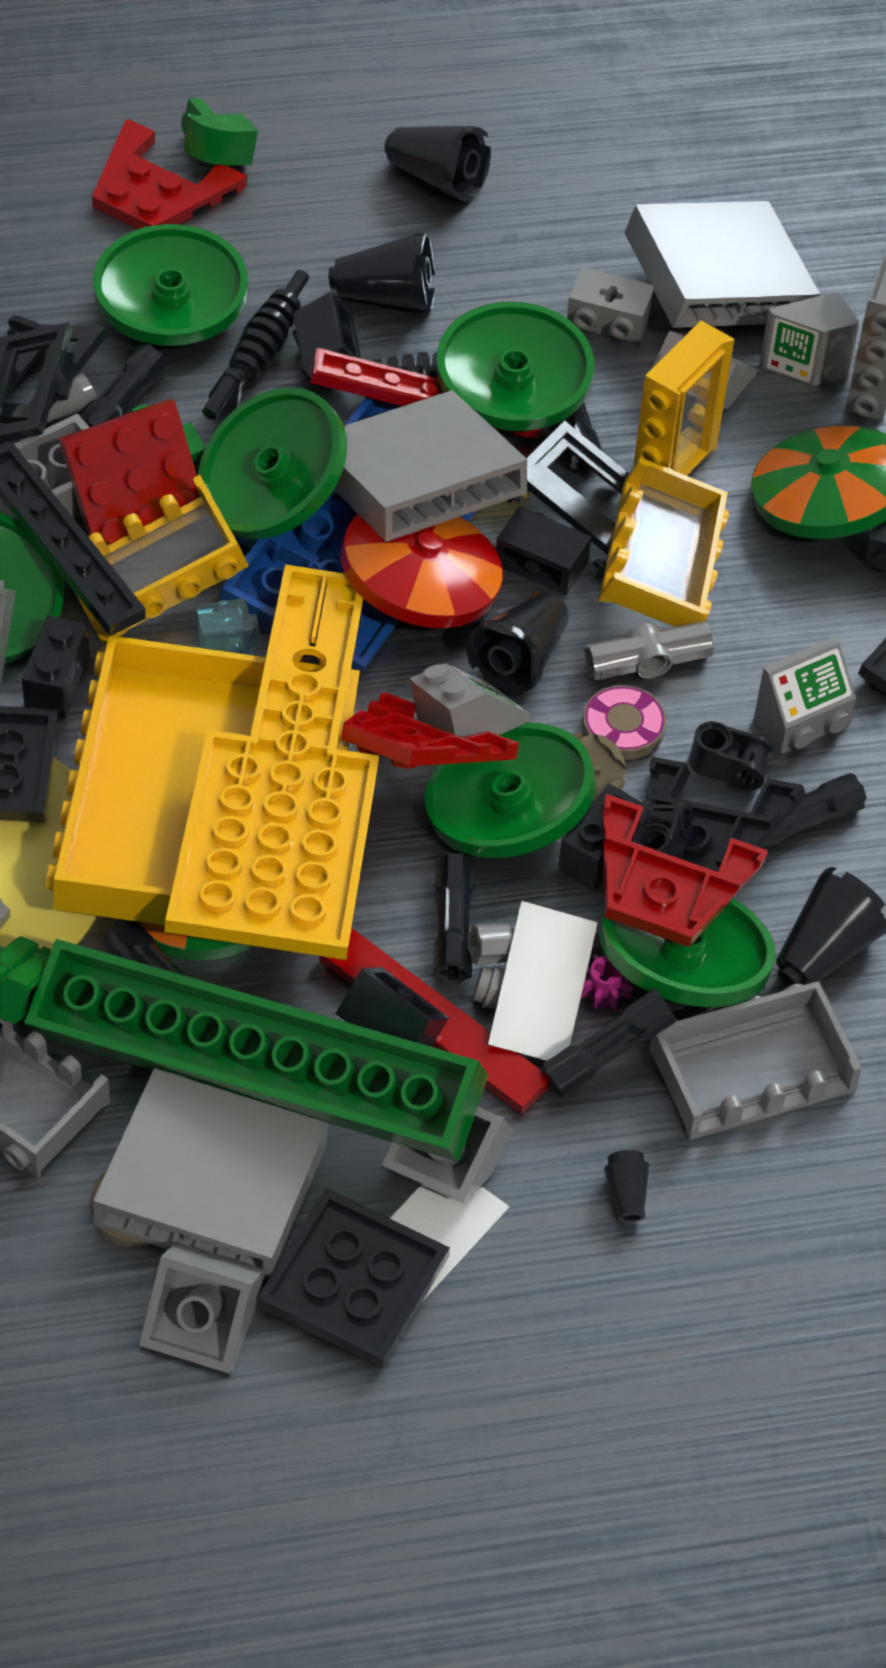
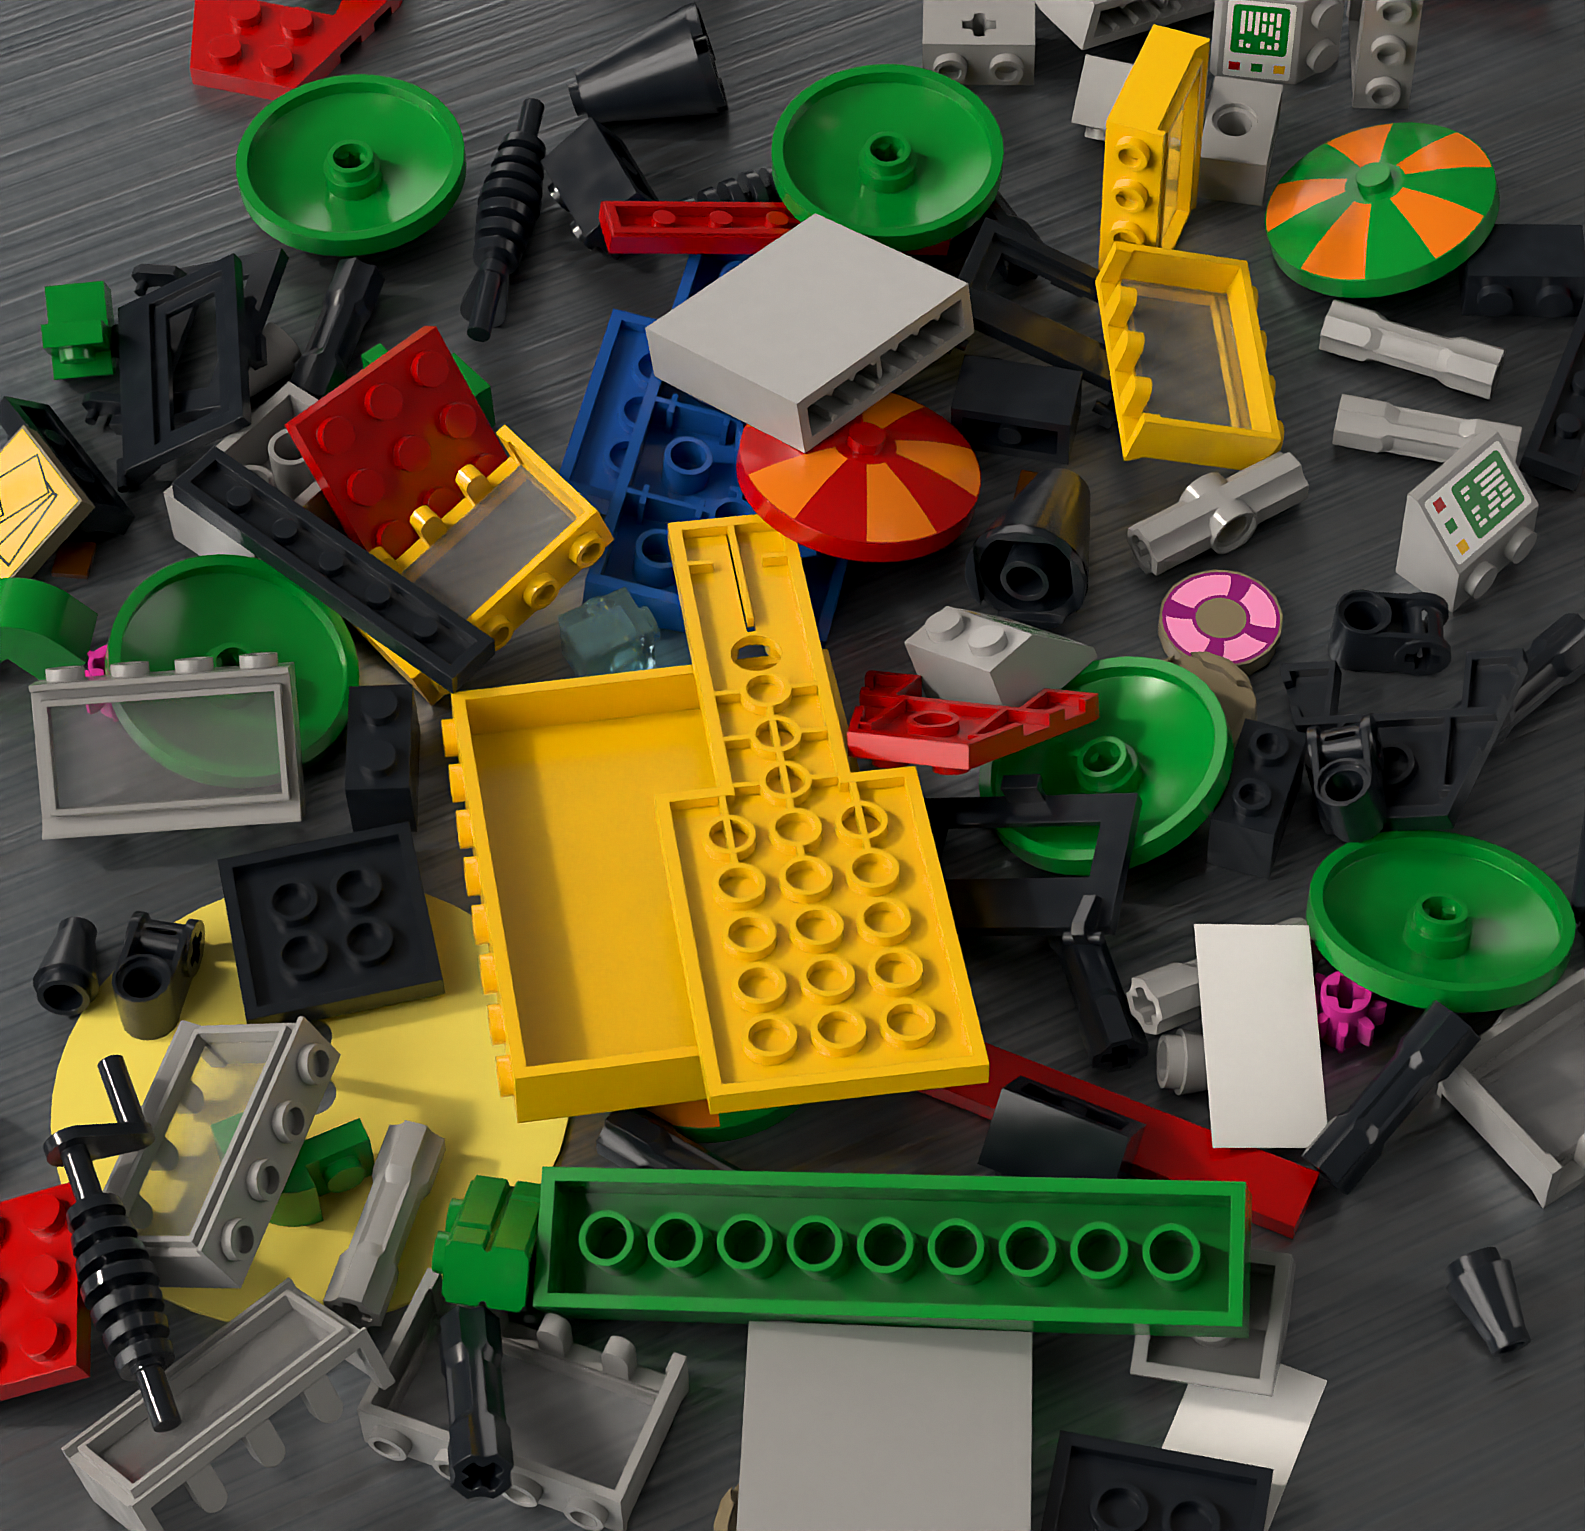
camera: 10 degrees left, 0 degrees up
(274, 461) = (604, 377): green dish -> none
(446, 870) = (1067, 907): none -> black piece
(661, 890) = (1382, 854): red wing -> none
(756, 412) = (1239, 140): none -> light grey brick
(798, 632) = (1410, 432): none -> light grey axle
(842, 592) = (1453, 361): none -> light grey axle

